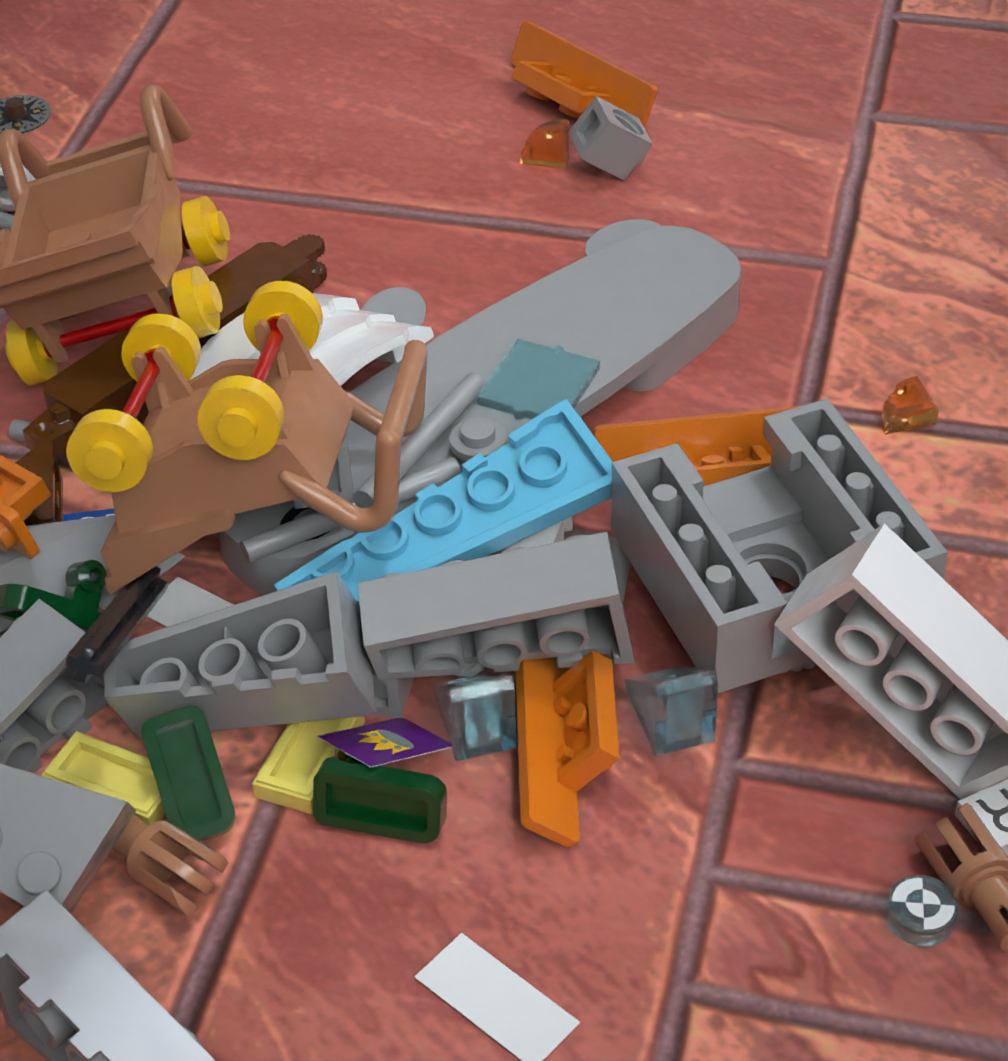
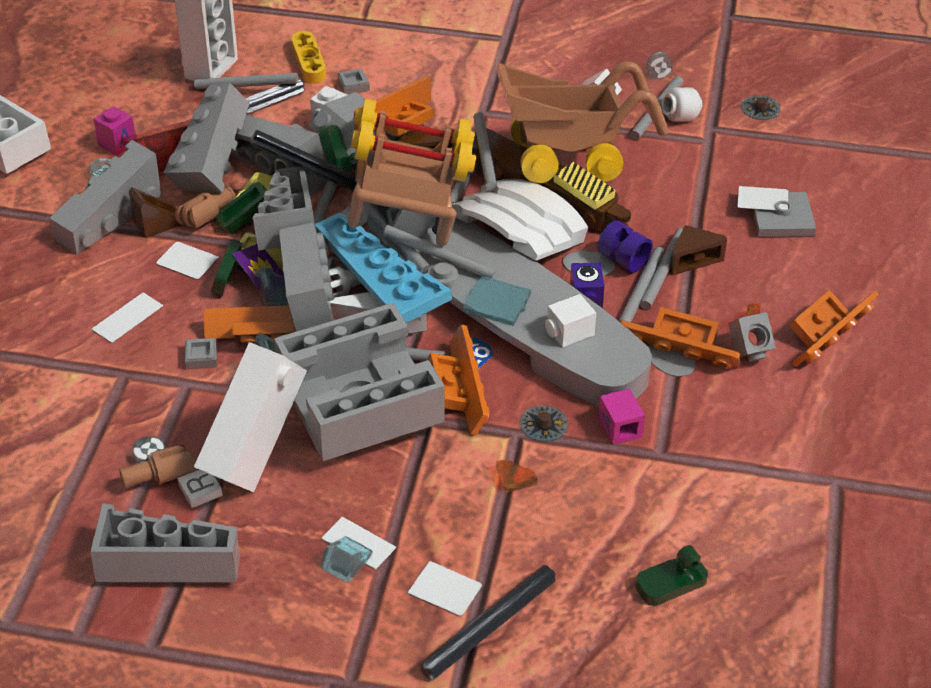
camera: 85 degrees right, 0 degrees up
(81, 381) = (485, 152): none -> light grey bar
(170, 959) = (151, 213): none -> reddish brown slope
(253, 265) = (584, 185): none -> light yellow tile
(275, 115) = (761, 198): none -> white sticker
(305, 109) = (786, 223): none -> light grey plate
(310, 900) = (187, 260): none -> white sticker
(383, 252) = (625, 246): none -> dark purple wheel
(392, 190) = (696, 250): none -> reddish brown slope
(421, 231) = (660, 274): none -> light grey bar
(460, 254) = (642, 284): none -> light grey bar
(470, 291) = (588, 280): none -> dark purple brick
(595, 202) = (685, 334): none -> orange bracket
(614, 285) = (570, 320): none -> white brick
(625, 846) = (201, 353): none -> light grey tile
(779, 378) = (544, 423): none -> piece
(781, 280) = (621, 416): none -> dark pink brick

